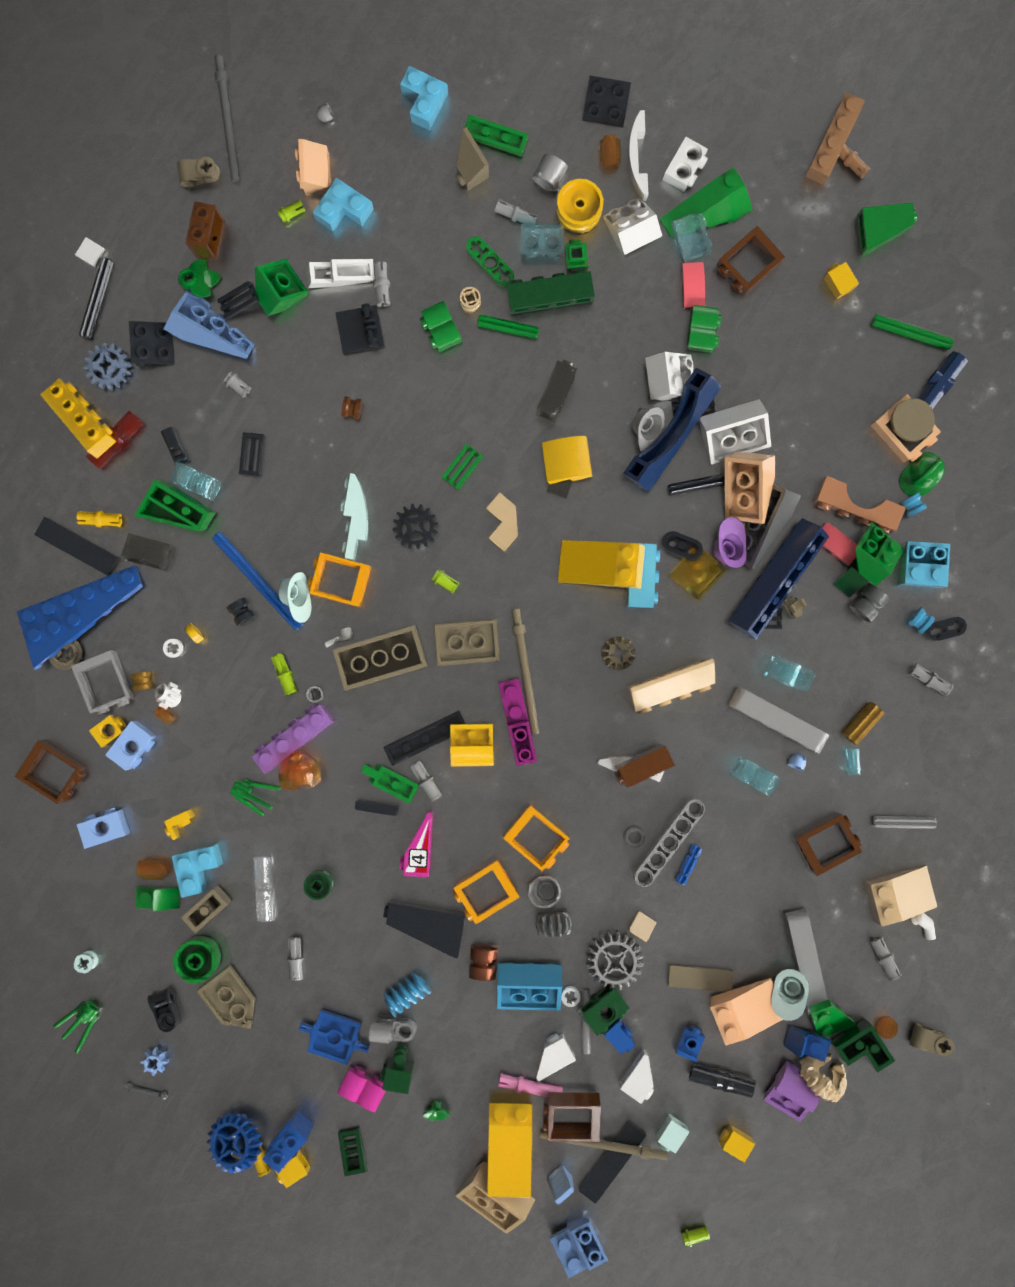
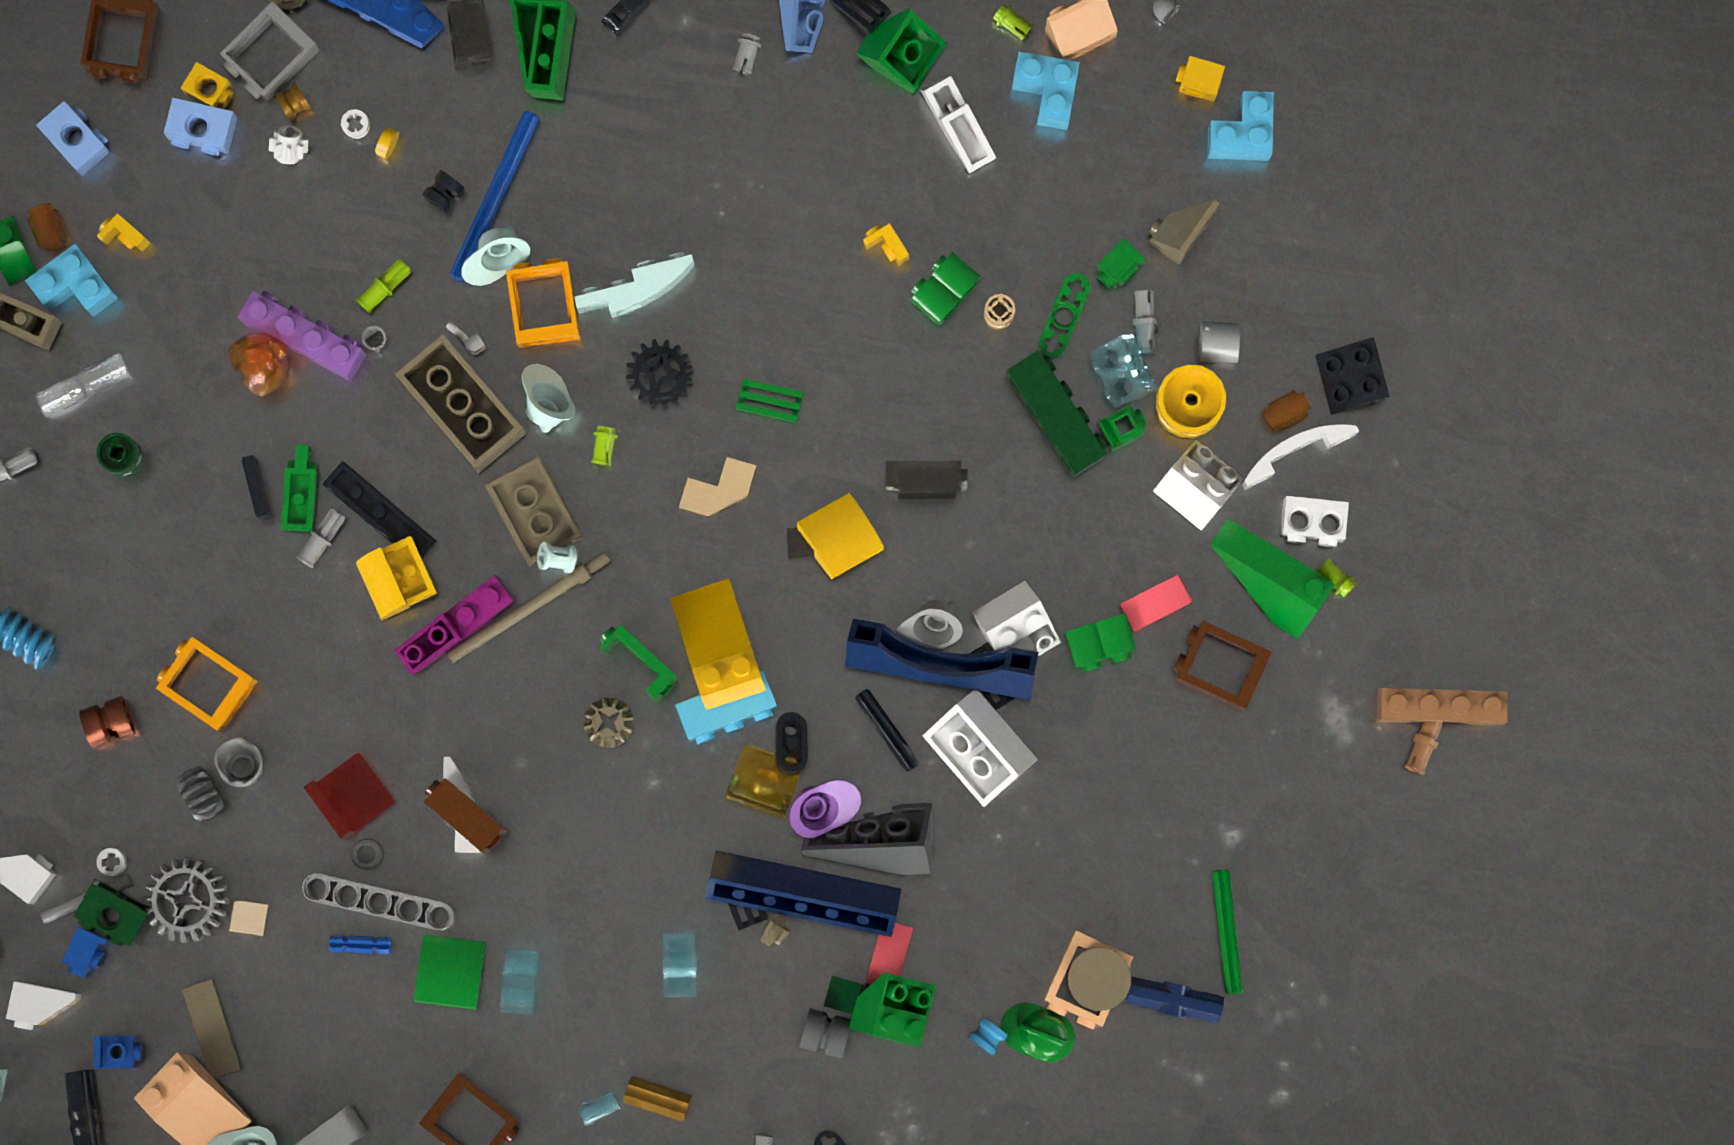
camera: 65 degrees right, 5 degrees down
(164, 715) = (259, 152): clear orange tile -> none
(195, 481) = (591, 56): clear light blue brick -> none
(243, 792) = (202, 300): green plant -> none
(250, 472) = (642, 132): black tile -> none
(351, 407) = (782, 218): reddish brown wheel -> none
(359, 328) = (895, 182): black hinge -> none
(379, 110) = (1200, 78): none -> yellow brick
(381, 284) = (968, 185): light grey pin -> none
(400, 347) = (892, 245): none -> yellow bracket
(400, 603) = (546, 398): none -> light aqua piece
(418, 855) = (217, 571): slope -> none
(428, 924) = (127, 626): black slope -> none
(473, 212) = (1119, 264): none -> green window
(496, 135) = (1238, 247): green plate -> none
(503, 640) = (556, 557): none -> light aqua bush
(508, 326) = (987, 378): green axle -> none
(529, 986) = (100, 799): dark azure slope -> none
(549, 859) = (317, 689): light orange window -> none
(595, 832) = (350, 796): none -> clear red bracket
(609, 604) = (666, 678): none -> green panel
(671, 685) = (592, 809): slope -> none
(692, 237) = (1217, 570): clear light blue bracket -> none
(724, 167) = (1342, 582): none -> lime pin
(730, 816) = (450, 972): none -> green slope
(748, 486) = (912, 795): light nougat slope -> none
(778, 720) = (611, 980): light grey beam -> none
(797, 761) = (566, 1031): light blue hinge -> none
(833, 495) = (951, 919): nougat arch -> none
(840, 279) = (1252, 799): yellow brick -> none
(884, 224) = (1356, 827): green slope -> none
(921, 620) = (833, 1116): dark azure wheel -> none
(924, 564) = (911, 1086): medium azure slope -> none

